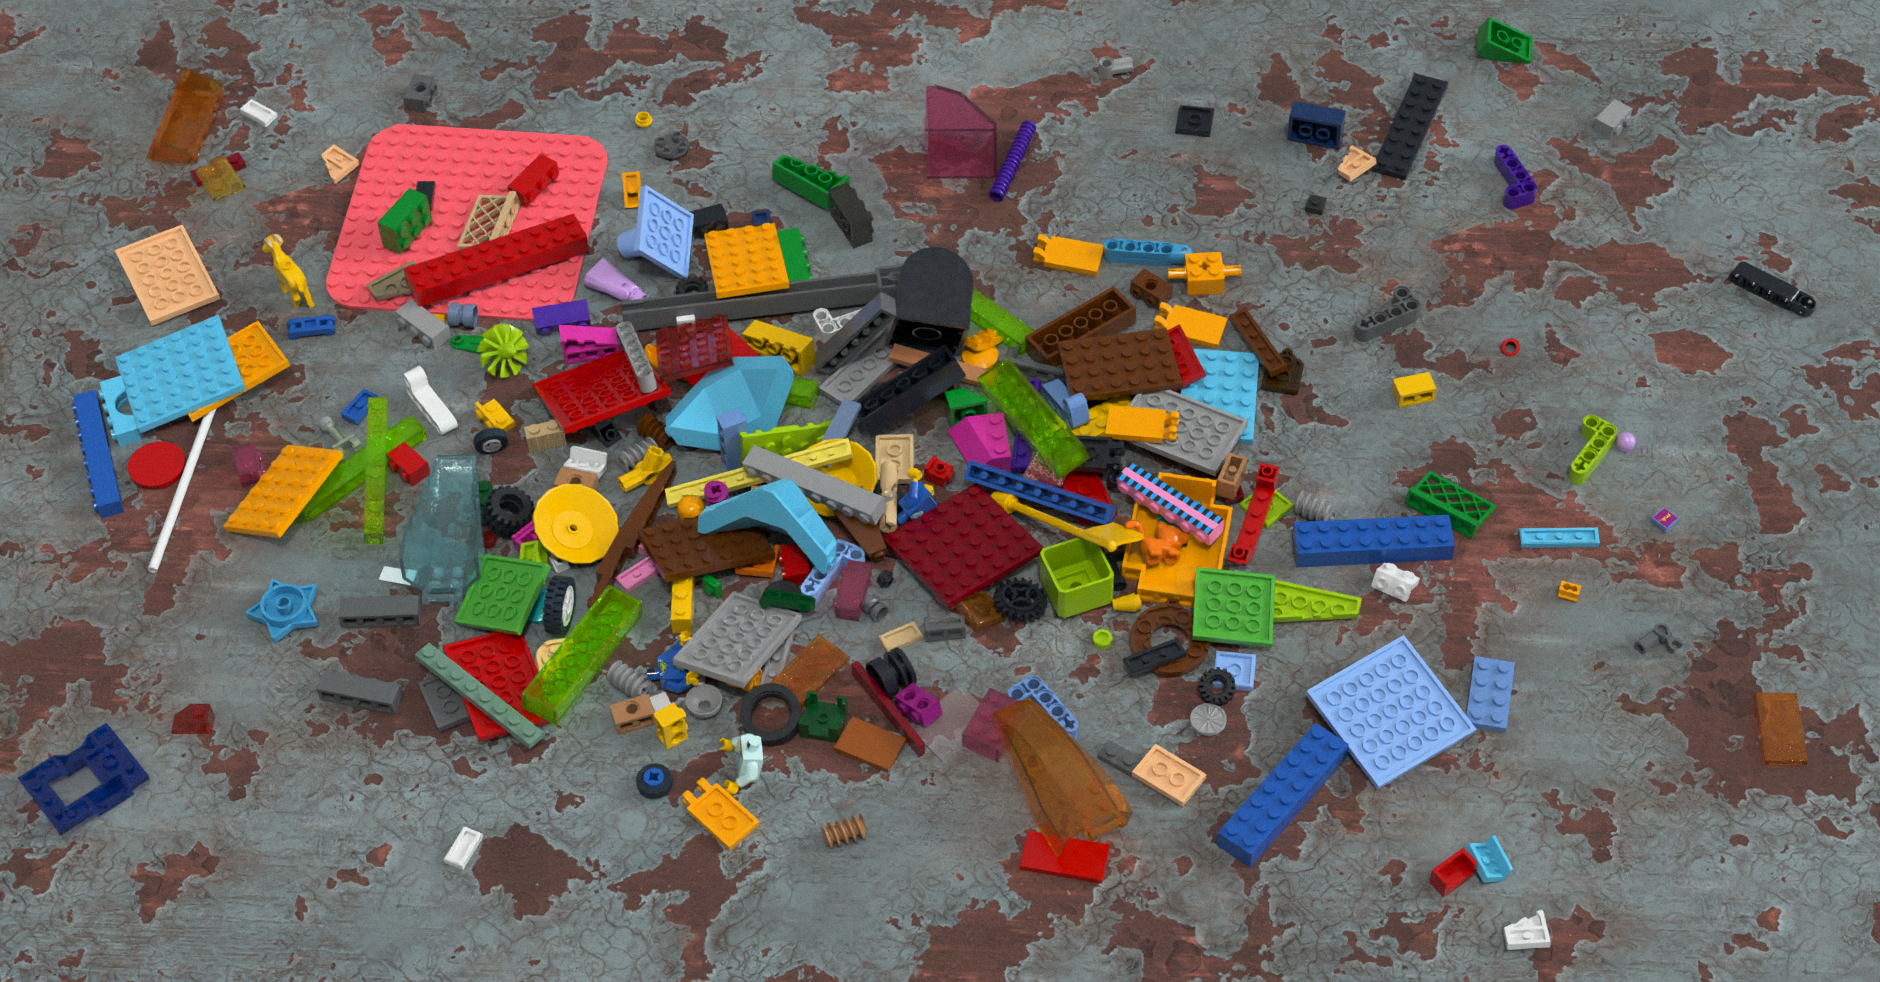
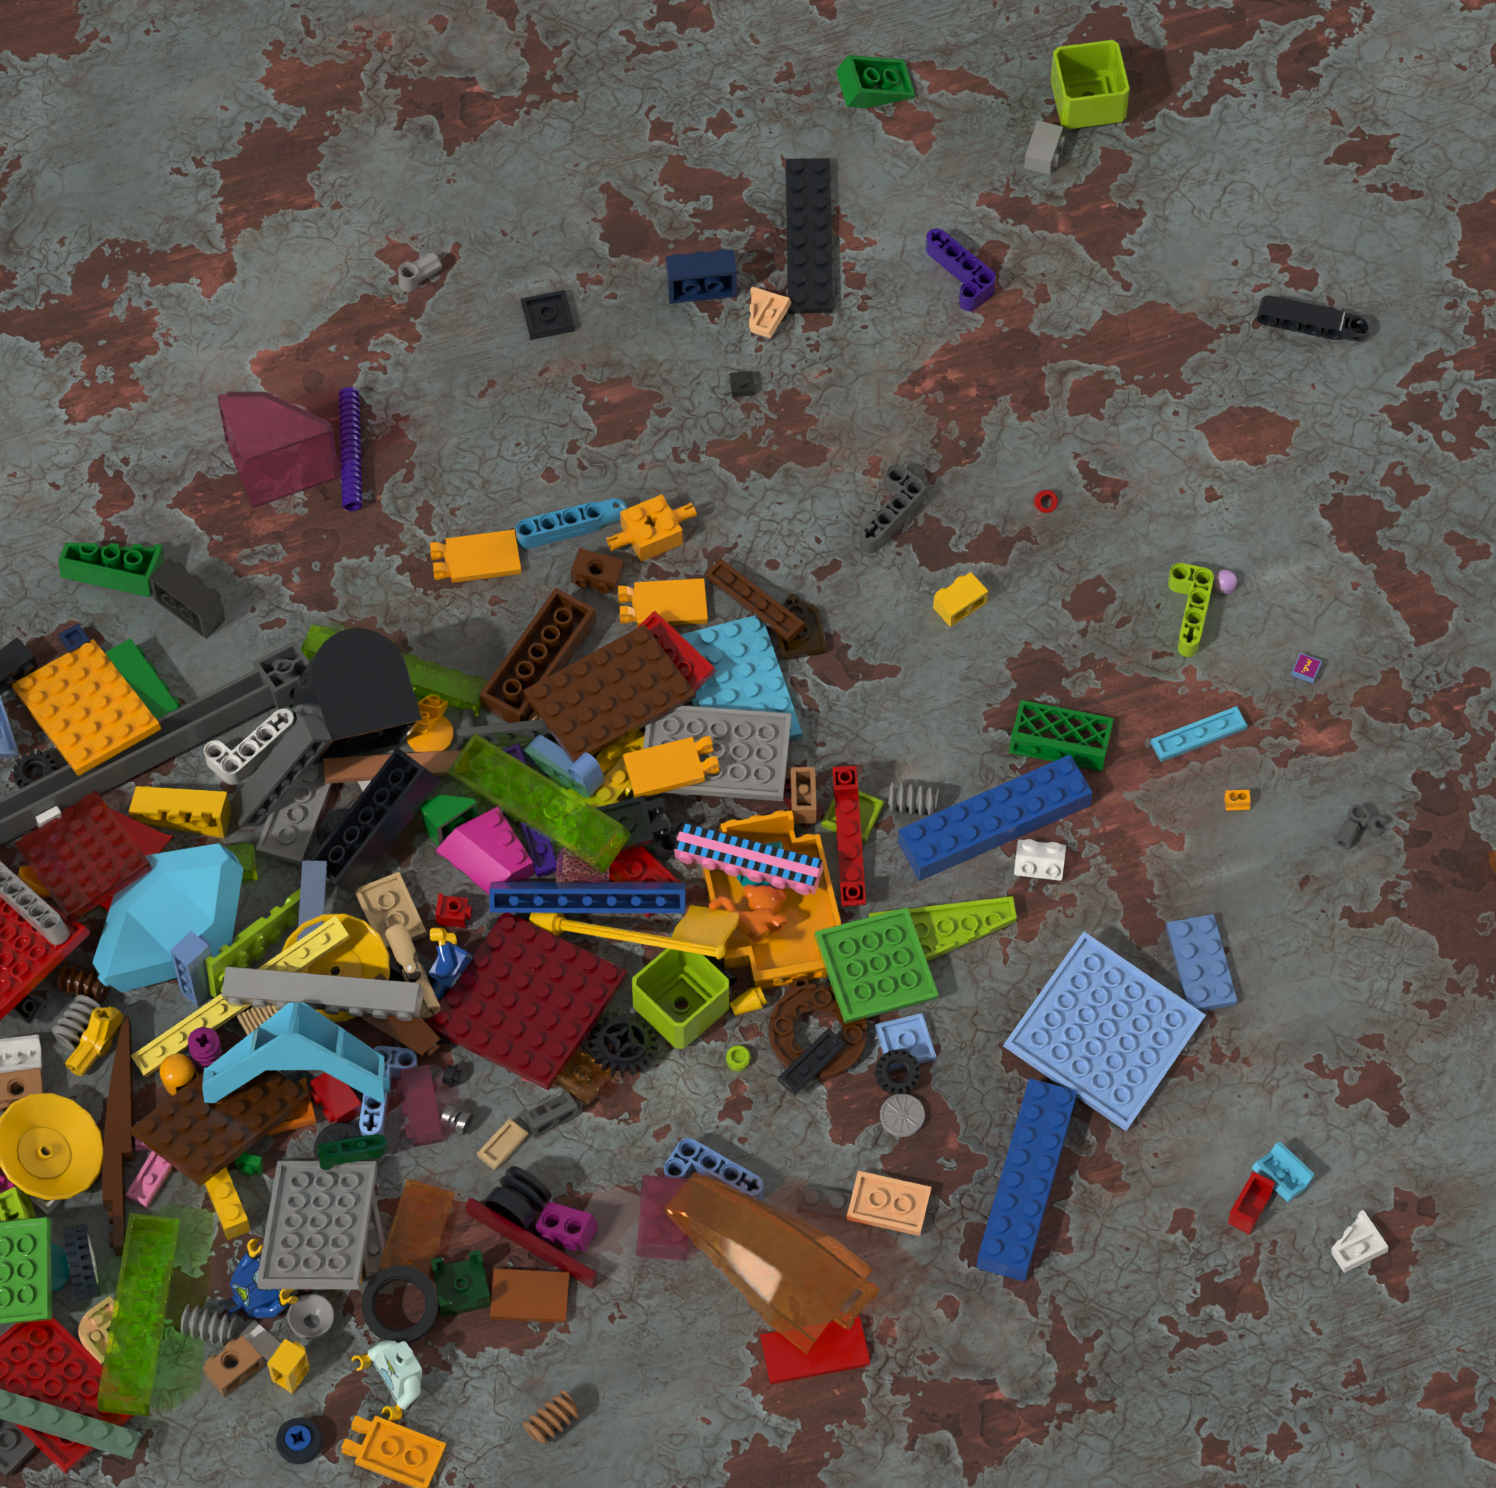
camera: 25 degrees left, 10 degrees up
(1664, 85) = (1089, 84): none -> lime plate

